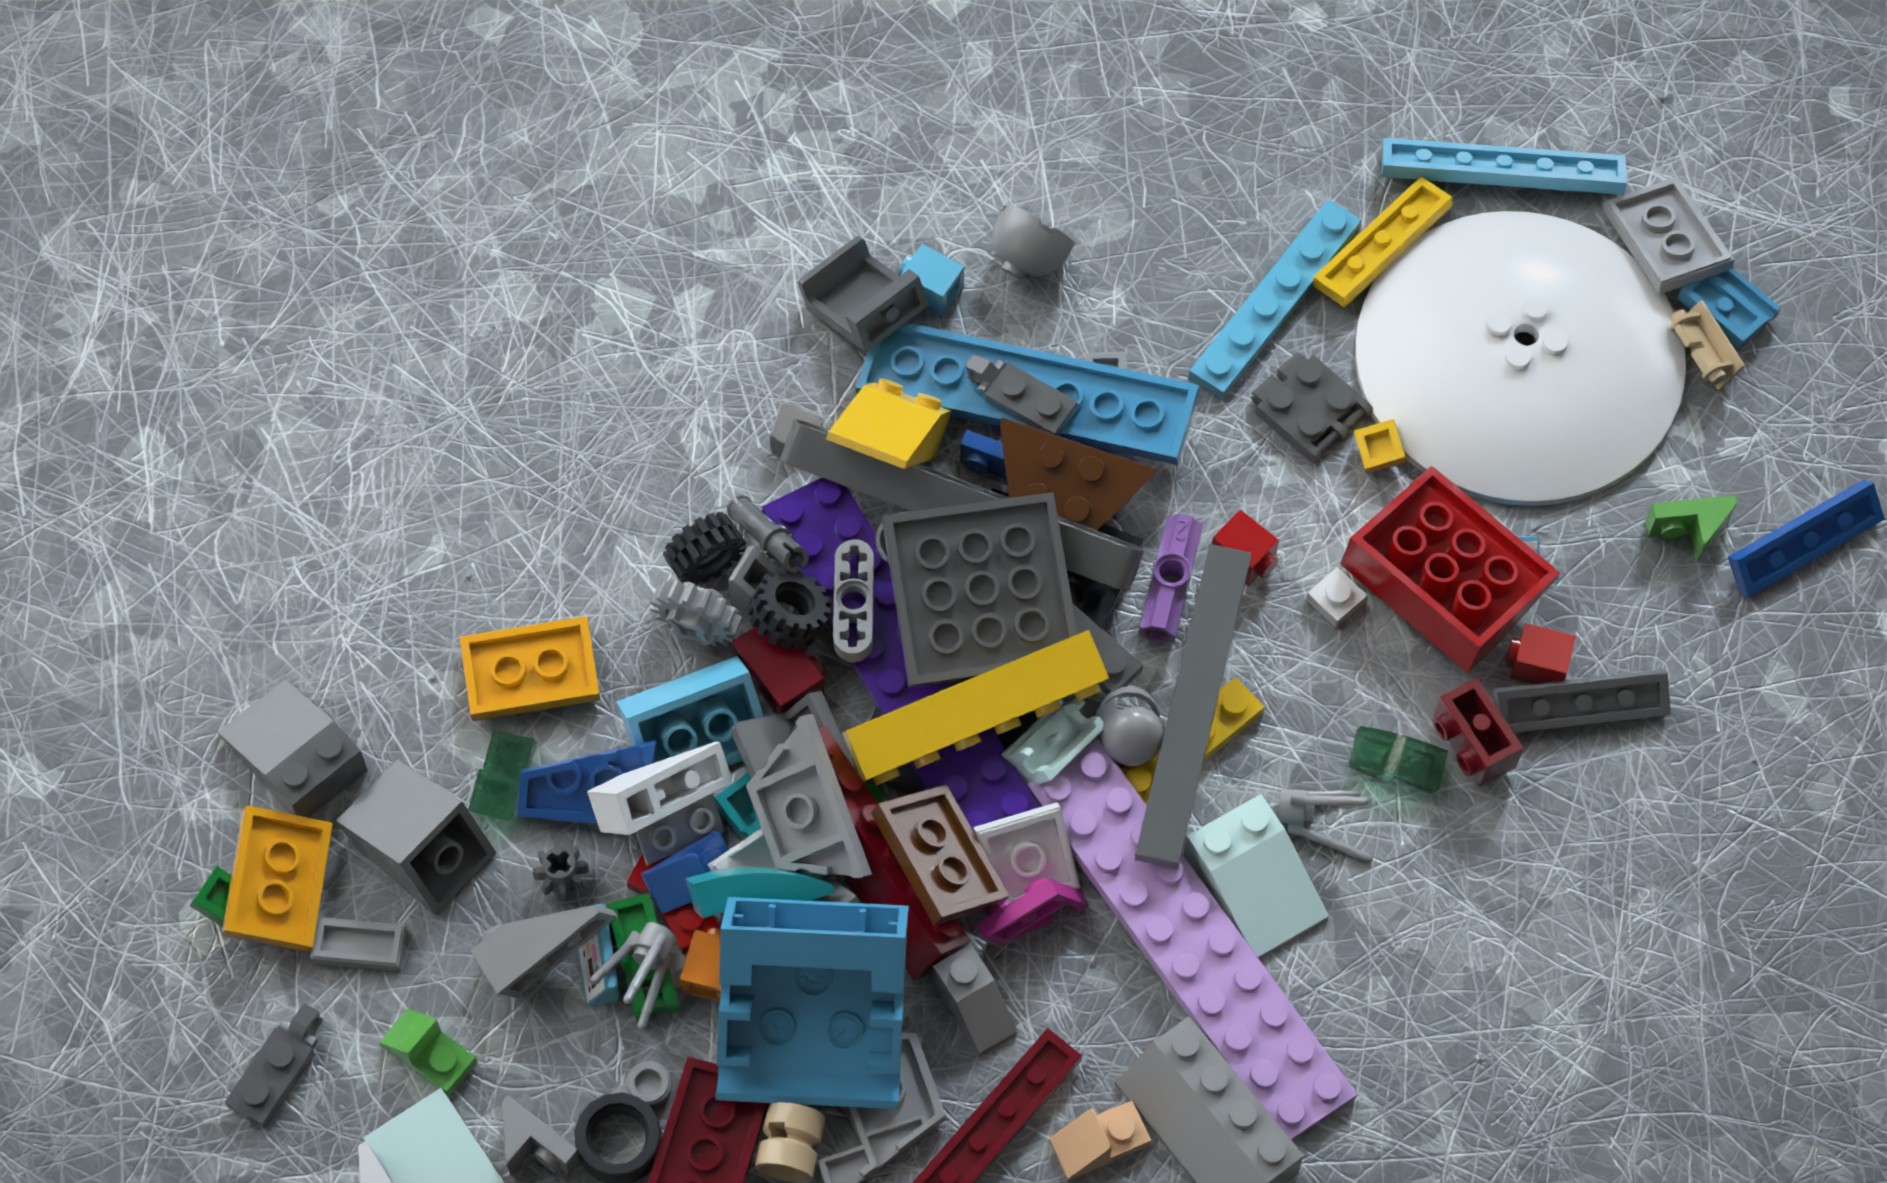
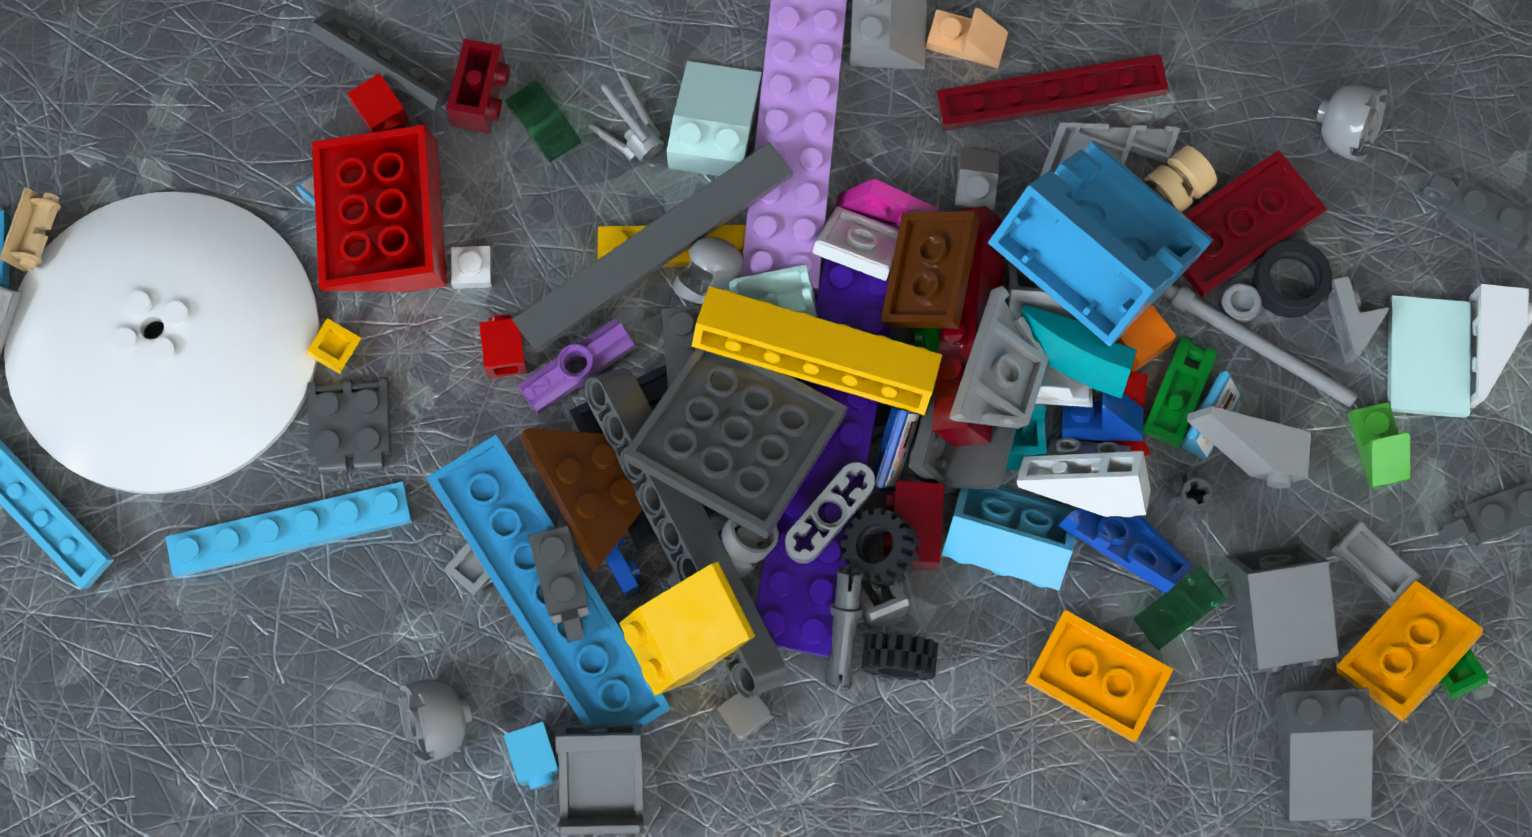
camera: 140 degrees left, 10 degrees up
(651, 953) = (1179, 373): light grey plant -> none
(696, 613) = (950, 604): light grey gear -> none
(701, 1046) = (1185, 299): none -> light grey bar
(843, 699) = (894, 447): none -> blue slope
(1382, 241) = (168, 504): yellow plate -> none
(1699, 517) = (175, 111): bright green slope -> none
(1806, 538) = (107, 45): blue plate -> none

